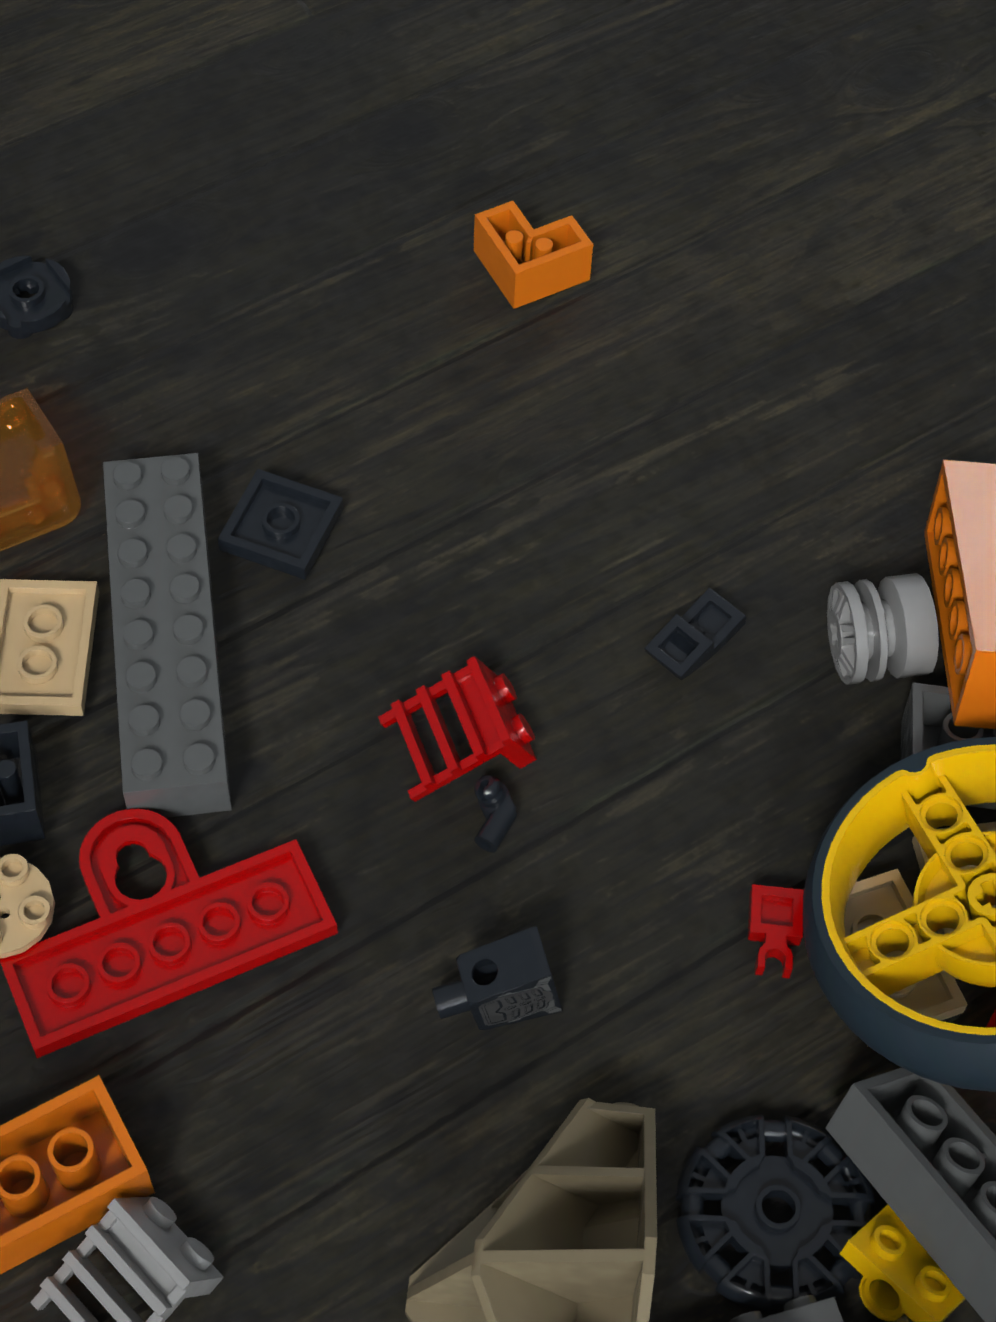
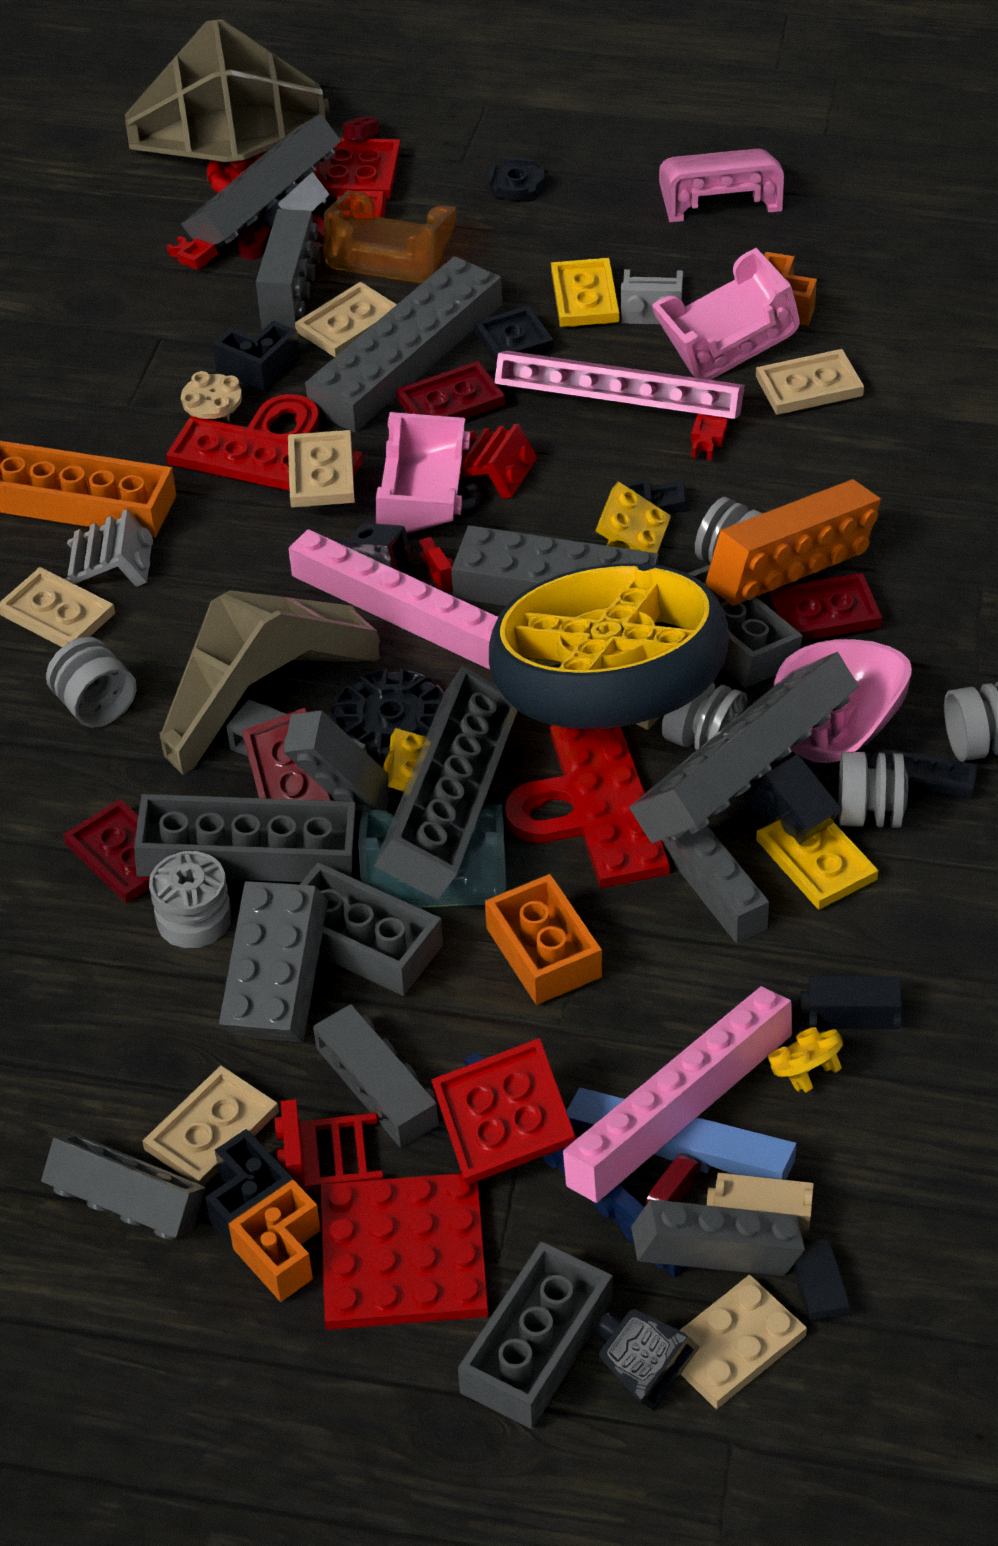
camera: 50 degrees right, 10 degrees down
(283, 143) = (720, 173): none -> bright pink windscreen
(288, 911) = (320, 468): none -> tan plate
(296, 403) = (584, 292): none -> yellow plate
(305, 670) = (453, 393): none -> dark red plate
(390, 365) = (640, 294): none -> light grey plate
(428, 826) = (421, 471): none -> bright pink windscreen
(493, 509) = (619, 384): none -> bright pink brick
(534, 325) = (732, 320): none -> bright pink windscreen
(581, 936) = (438, 564): none -> red plate
(604, 1025) = (393, 596): none -> bright pink brick
(660, 500) = (707, 433): none -> red plate
(683, 355) = (809, 381): none -> tan plate
(720, 840) = (503, 564): none -> dark grey brick
(736, 695) = (632, 521): none -> yellow plate

